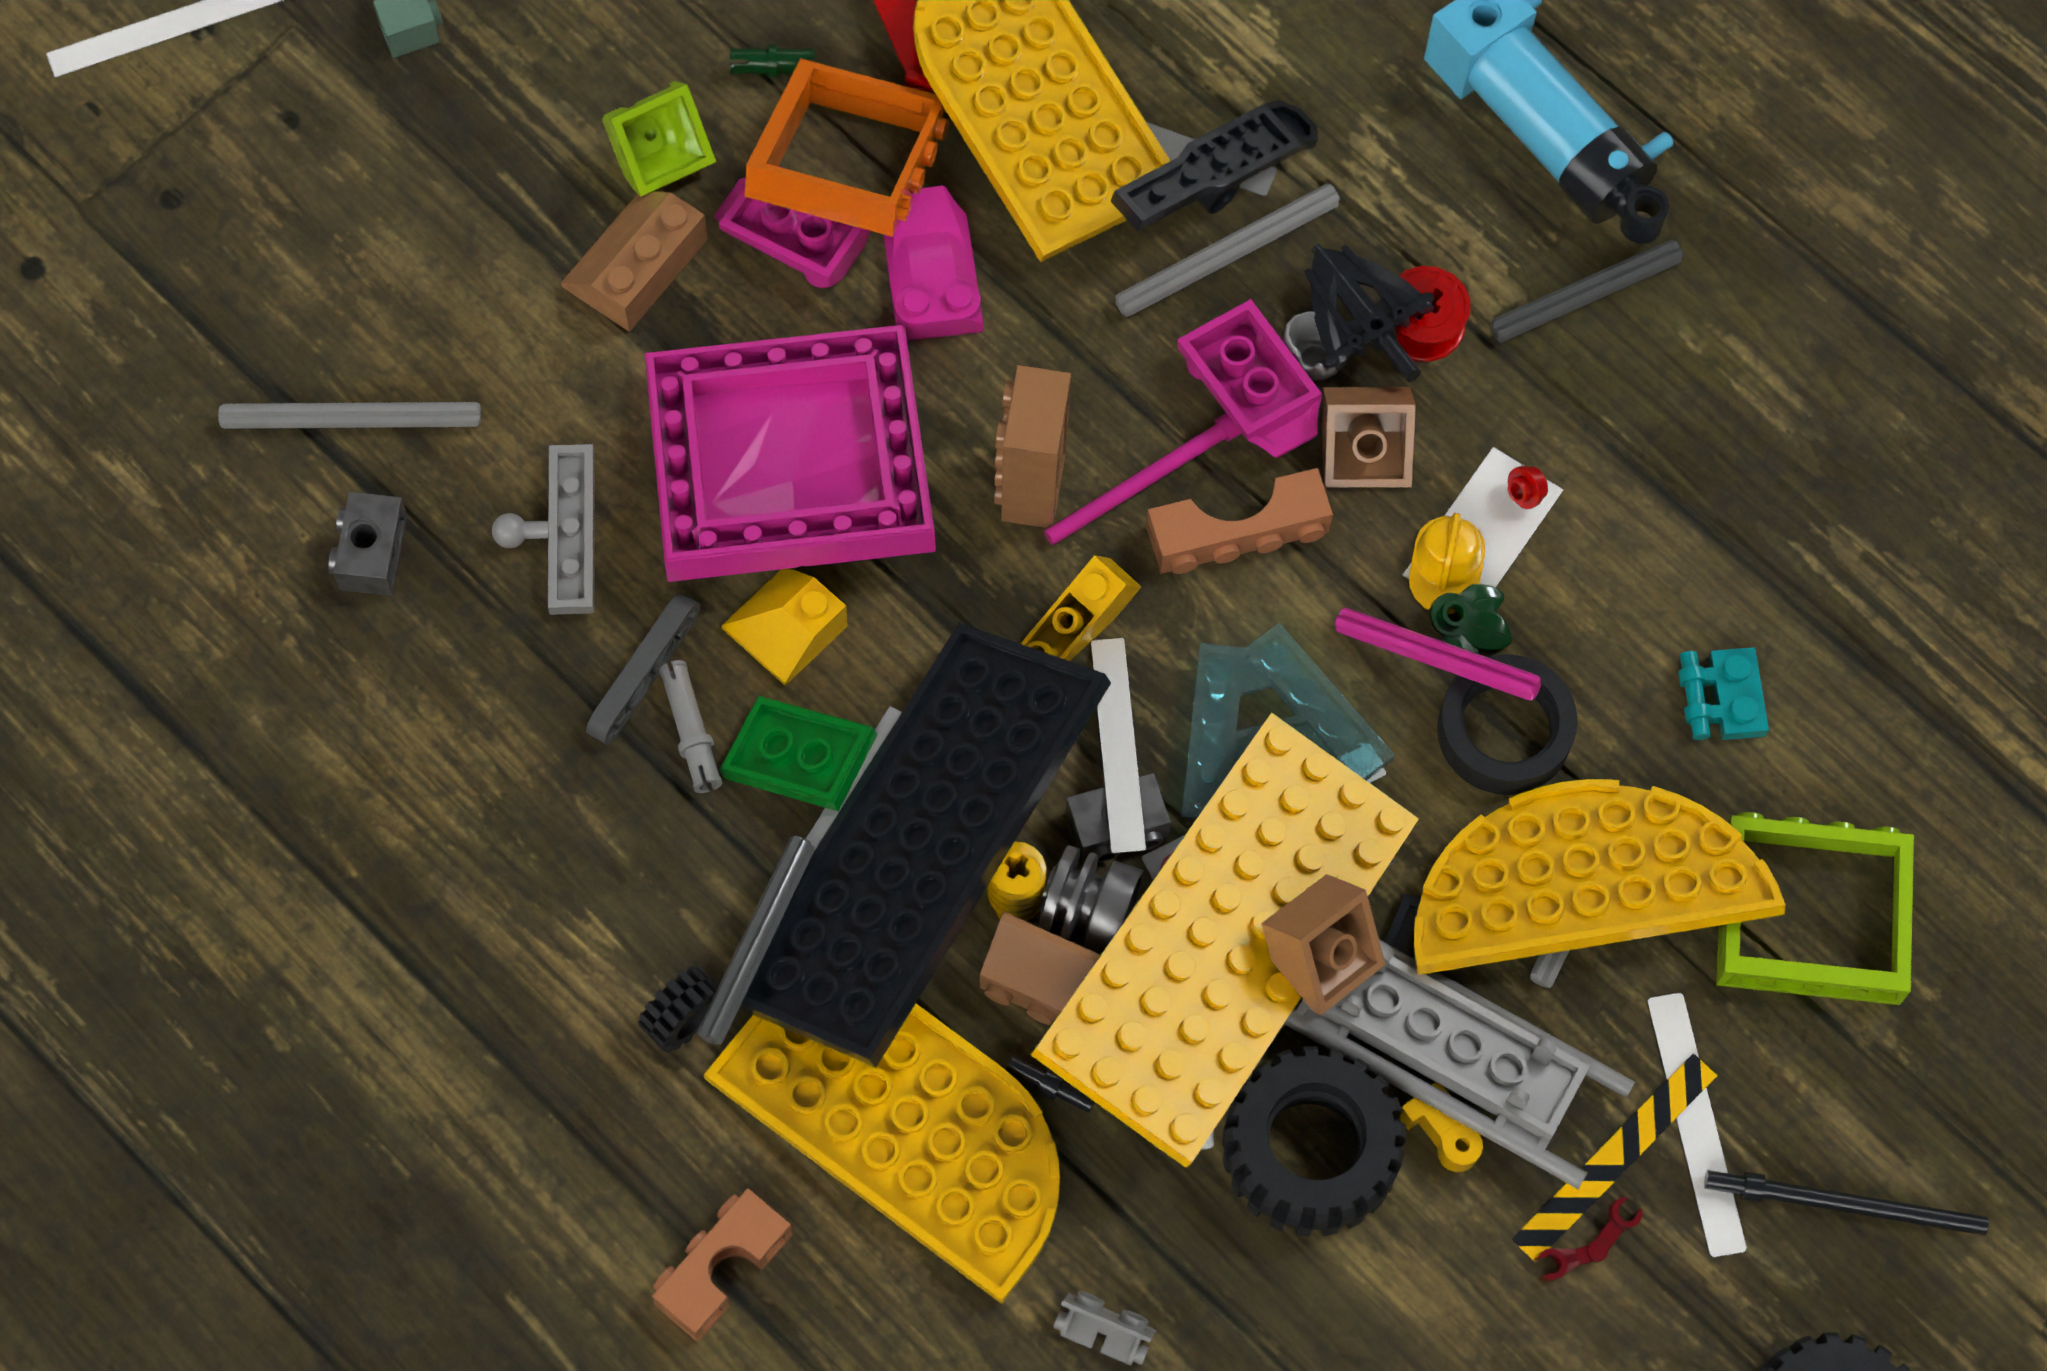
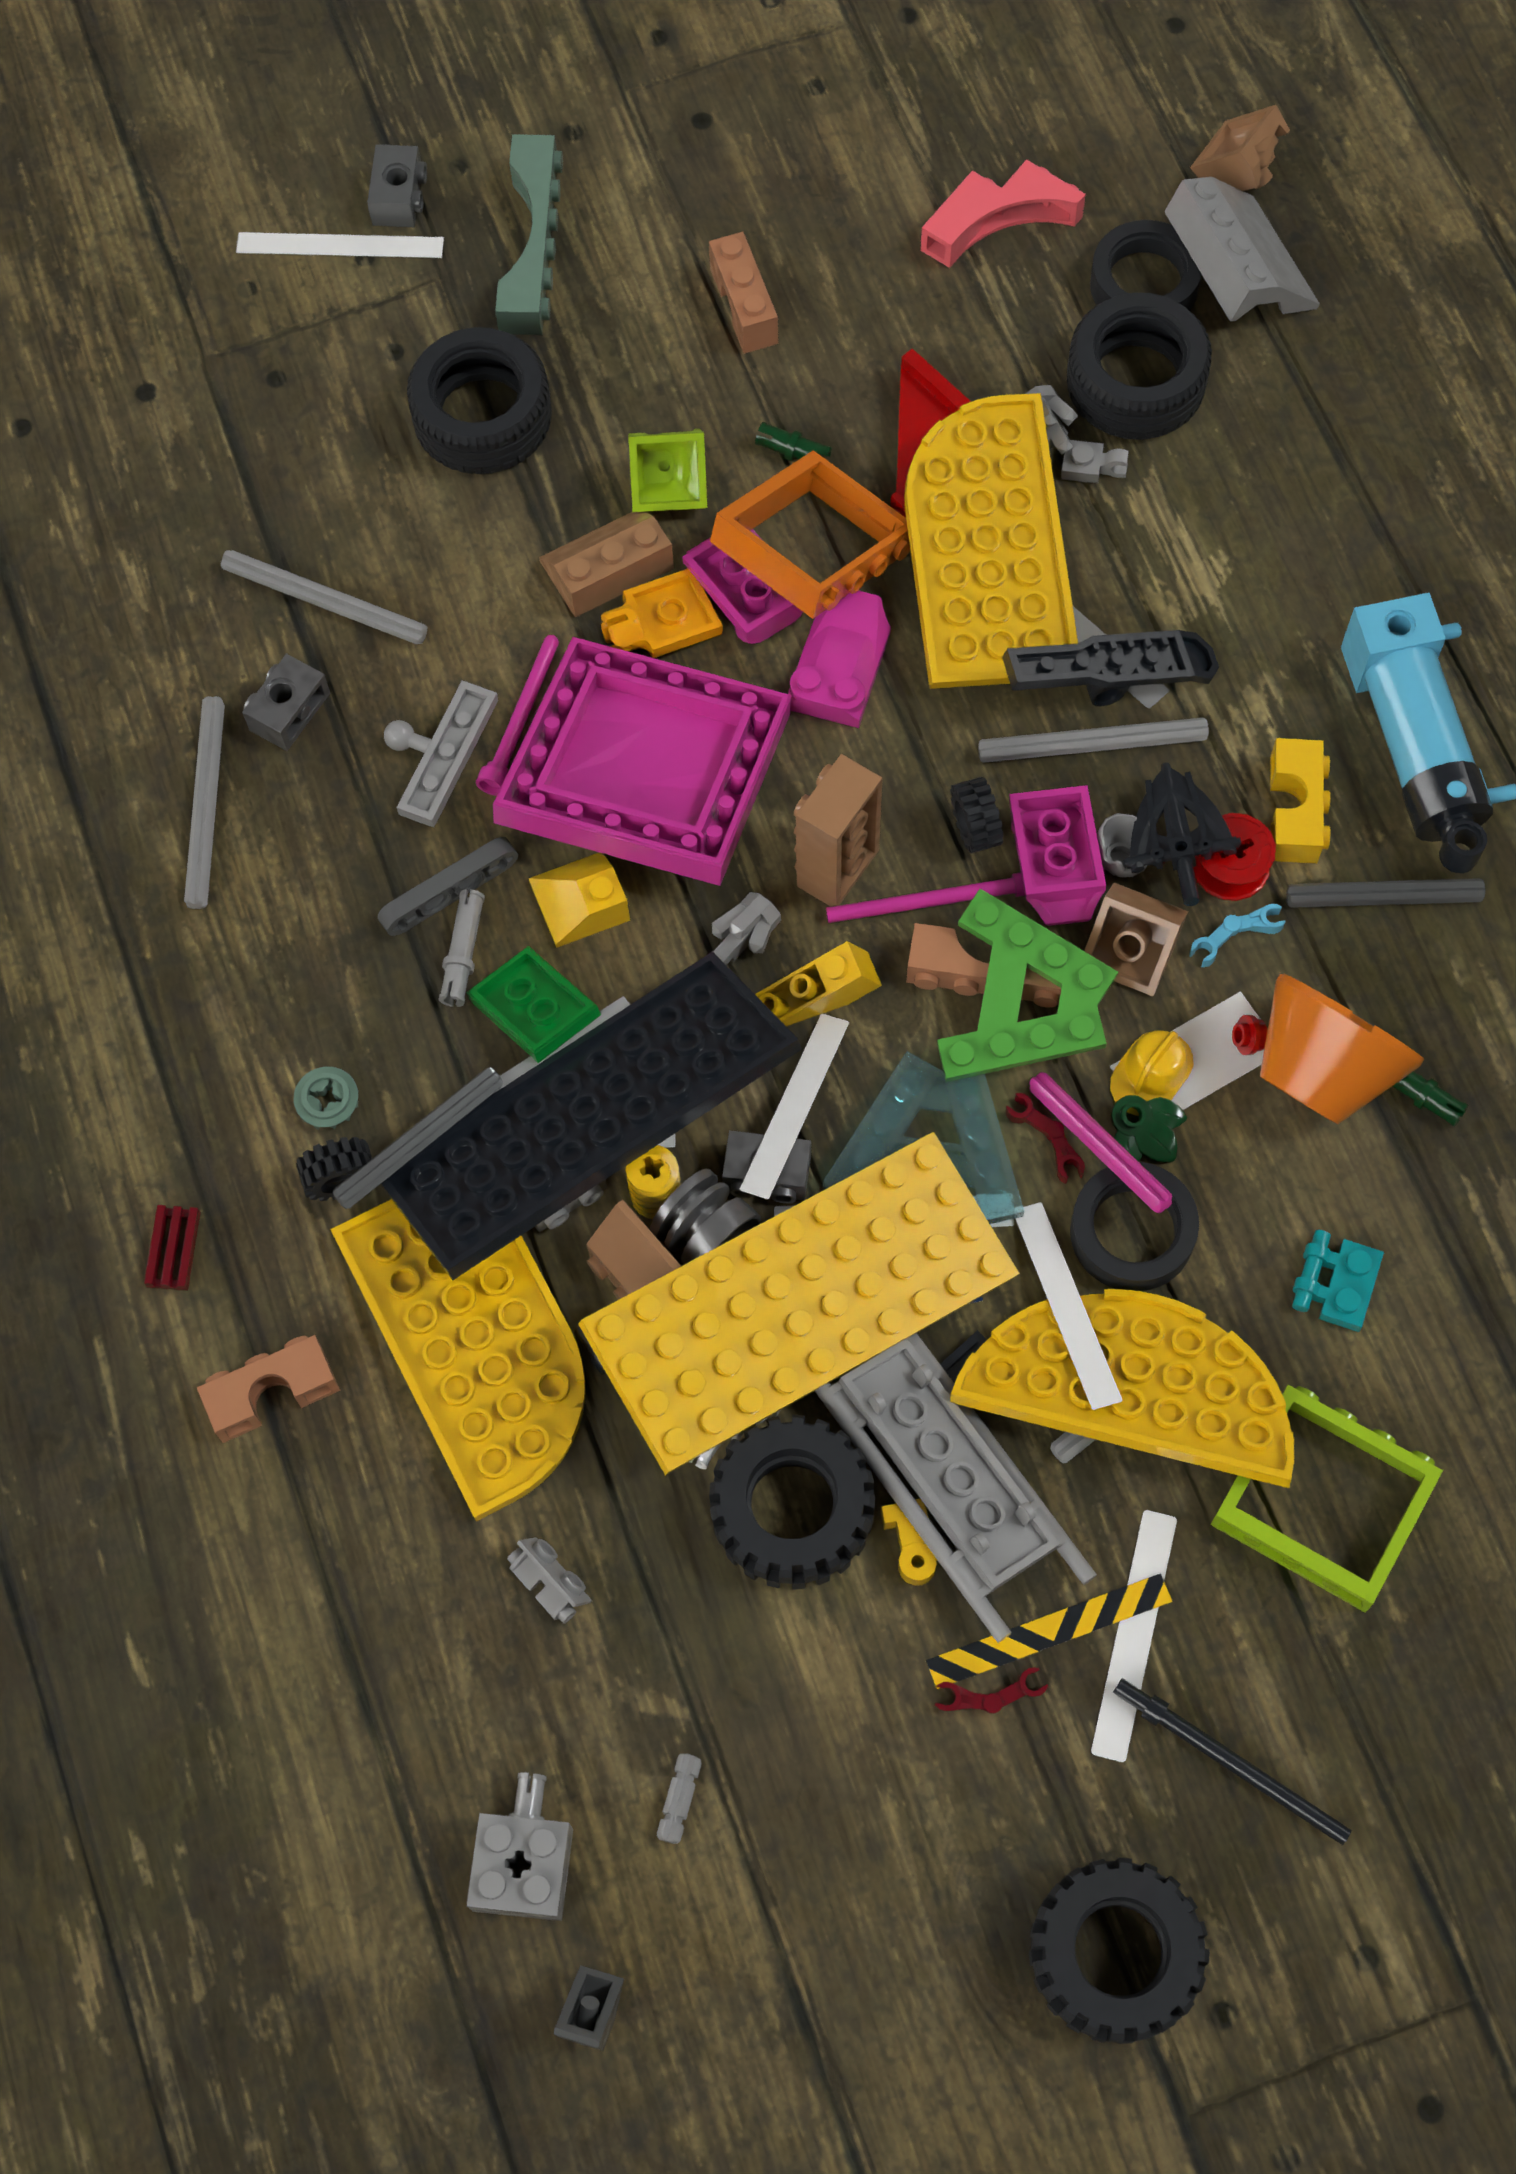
camera: 30 degrees right, 0 degrees up
(334, 686) = (204, 803): none -> light grey axle
(412, 86) = (478, 356): none -> black tyre
(530, 1129) = (176, 1214): none -> dark red tile
(608, 931) = (317, 1084): none -> sand green gear
(632, 534) = (494, 773): none -> dark pink piece
(726, 294) = (662, 616): none -> light orange plate
(978, 569) = (745, 925): none -> light grey rock
(1154, 373) = (976, 814): none -> black tyre
(1265, 491) = (1016, 946): none -> bright green plate
(1325, 942) = (875, 1339): medium nougat slope -> none
(1382, 664) = (1054, 1133): none -> dark red piece
(1451, 201) = (1300, 769): none -> yellow arch
(1454, 383) = (1234, 924): none -> medium azure piece
(1484, 831) = (1068, 1308): none -> white sticker
(1619, 473) = (1328, 1053): none -> orange cone
(1720, 475) = (1428, 1095): none -> dark green pin

